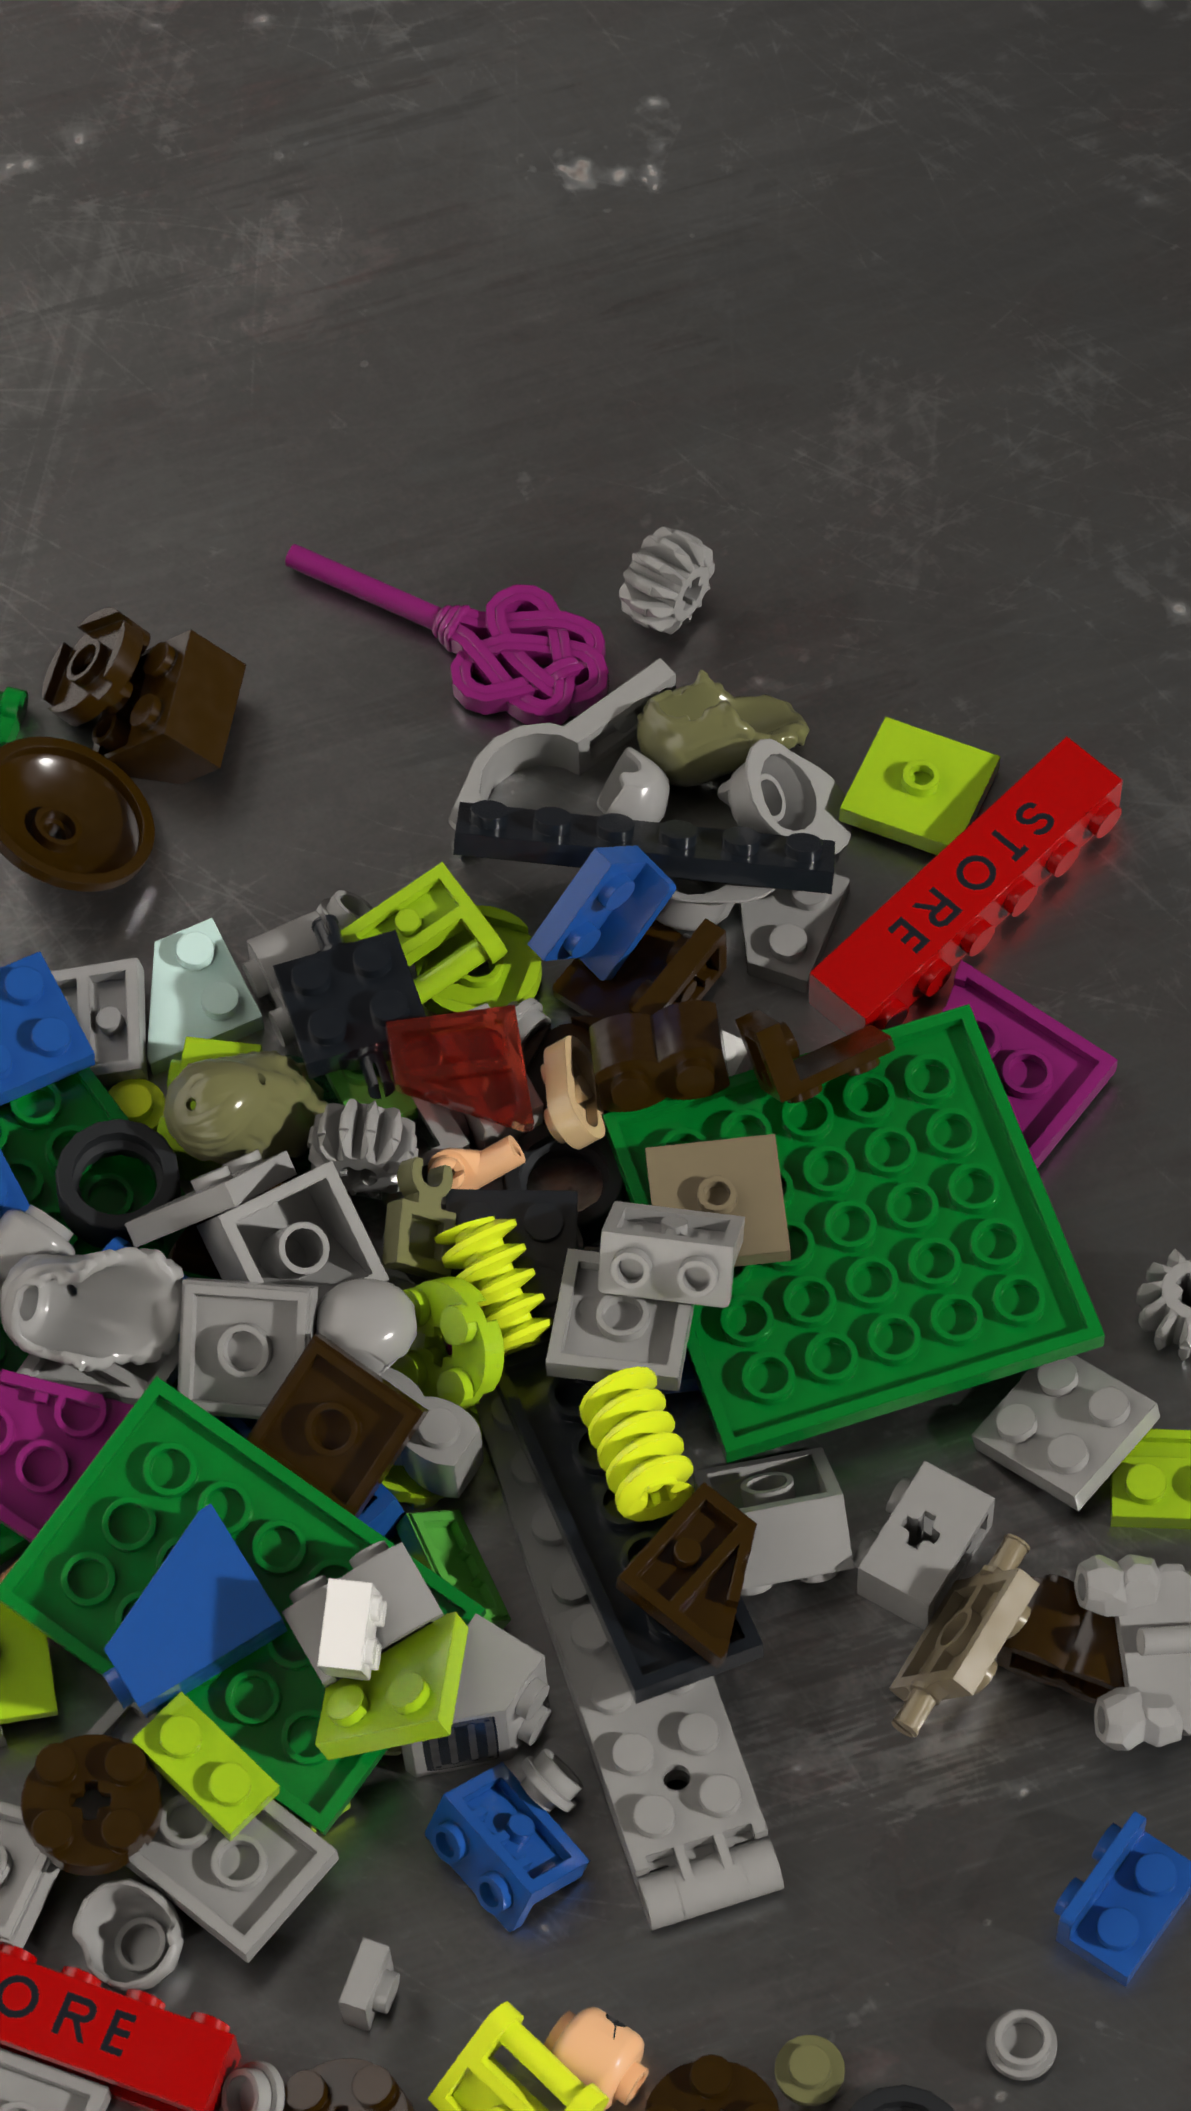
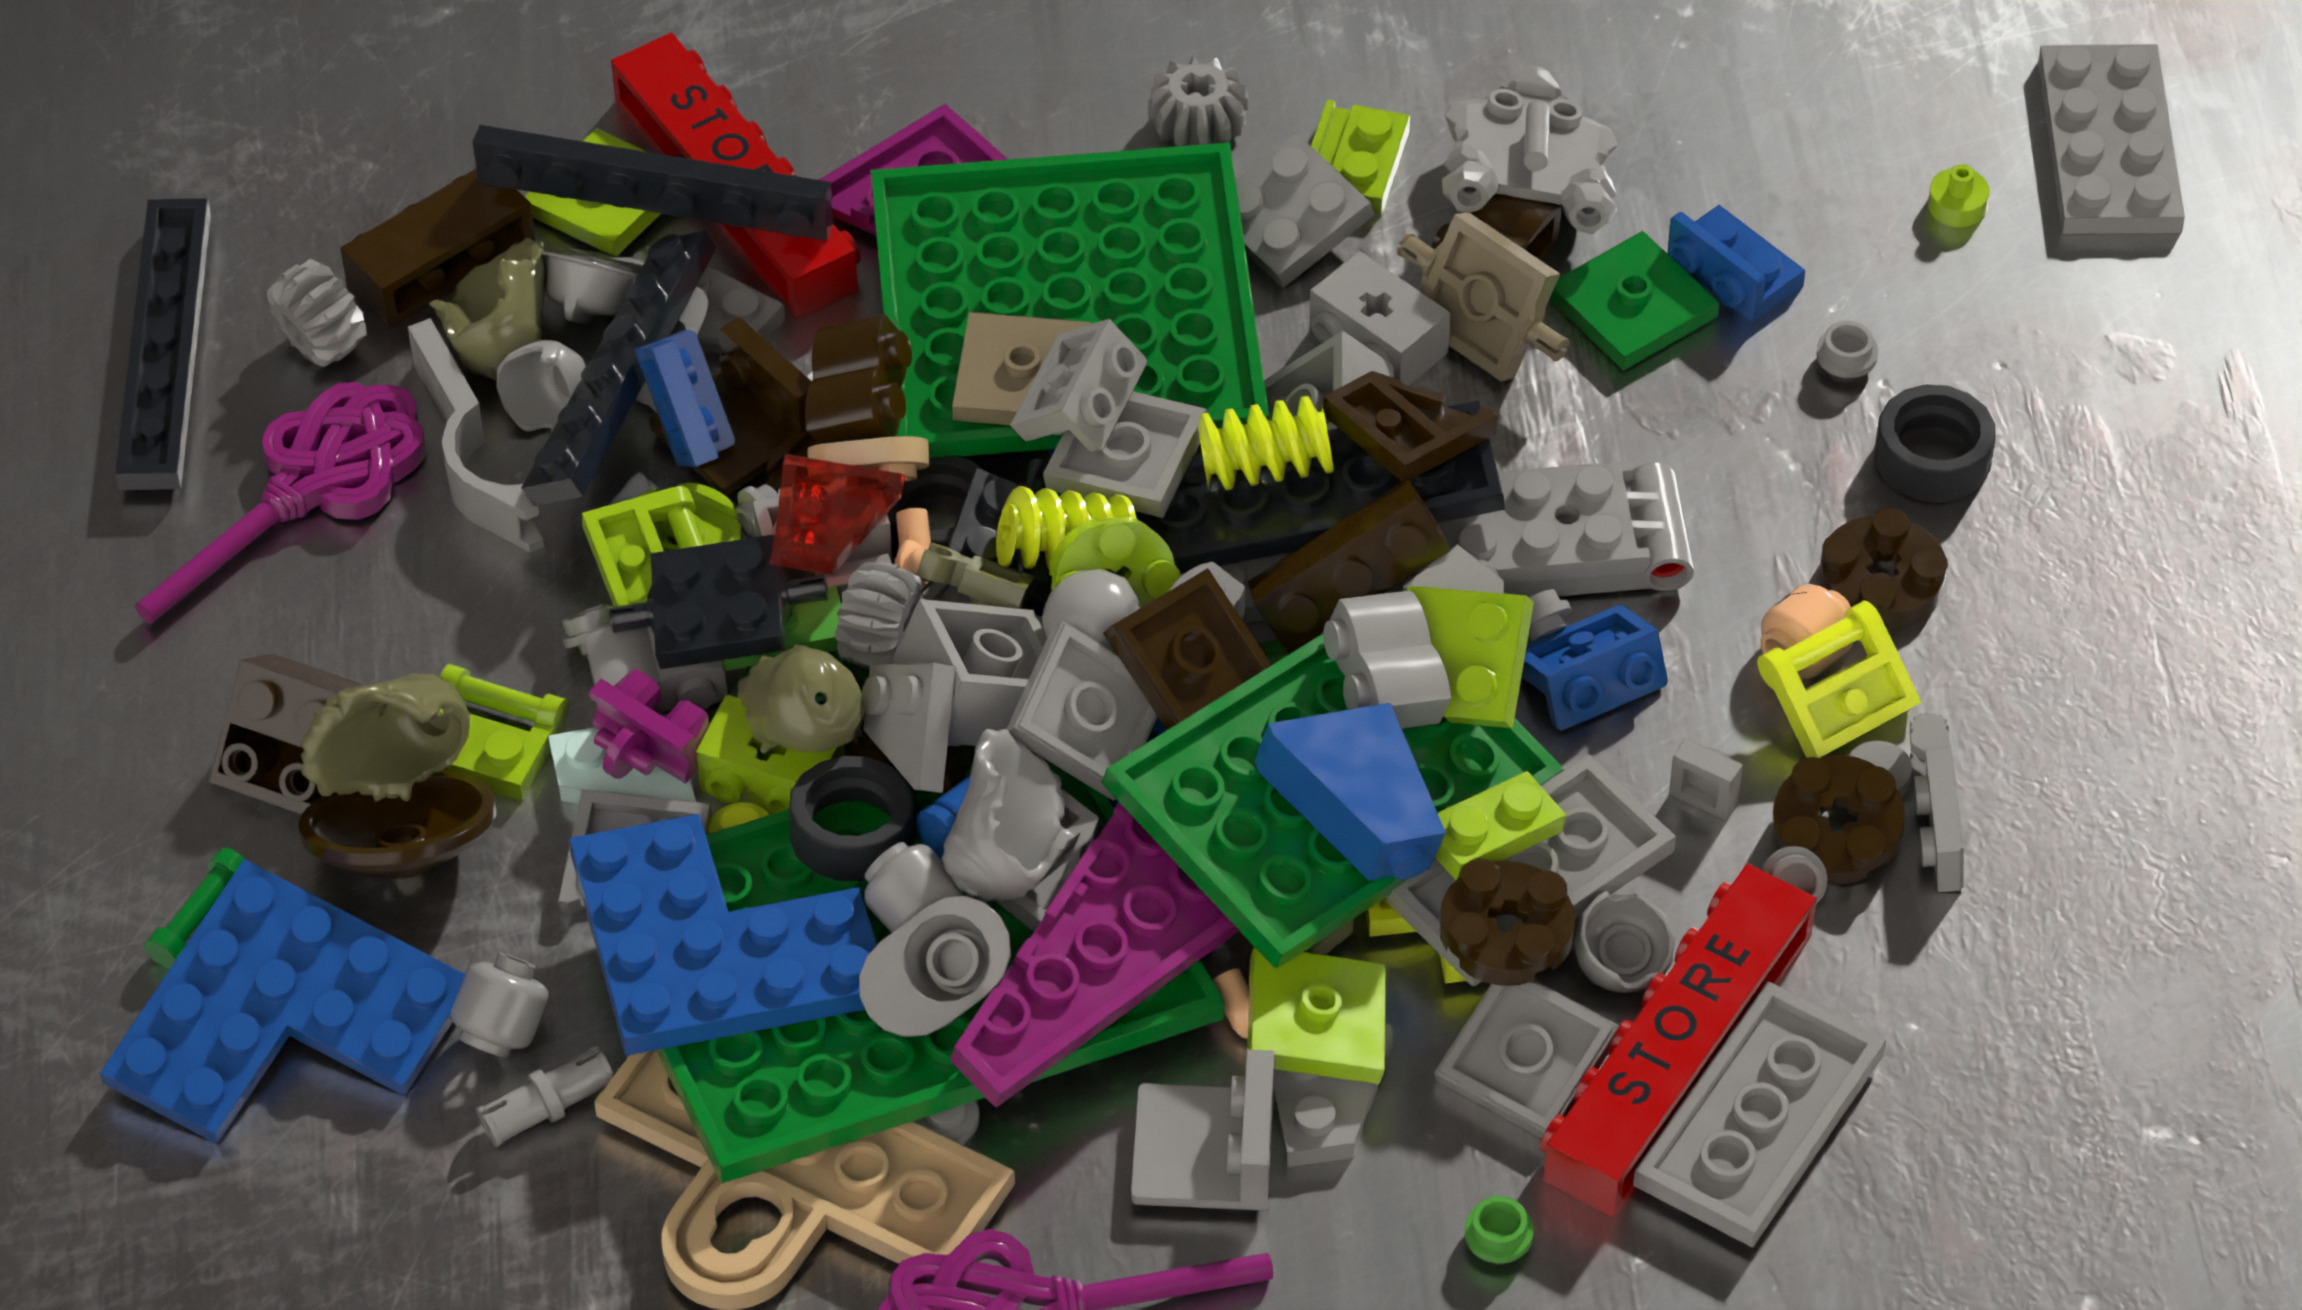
camera: 80 degrees left, 10 degrees down
(97, 669) = (262, 769): dark brown plate -> none
(133, 770) = (385, 737): none -> olive piece
(191, 979) = (641, 737): none -> magenta hips
(195, 863) = (500, 753): none -> lime plate
(349, 1629) = (1429, 634): white piece -> none
(521, 1564) = (1350, 560): none -> dark brown brick
(619, 473) = (163, 345): none -> black plate
(774, 1048) = (907, 271): dark brown bracket -> none
(799, 660) = (433, 246): none -> dark brown brick
(809, 2070) = (1843, 494): olive plate -> none
(876, 833) = (653, 182): none -> black plate
(1041, 1804) = (1633, 300): none -> green plate

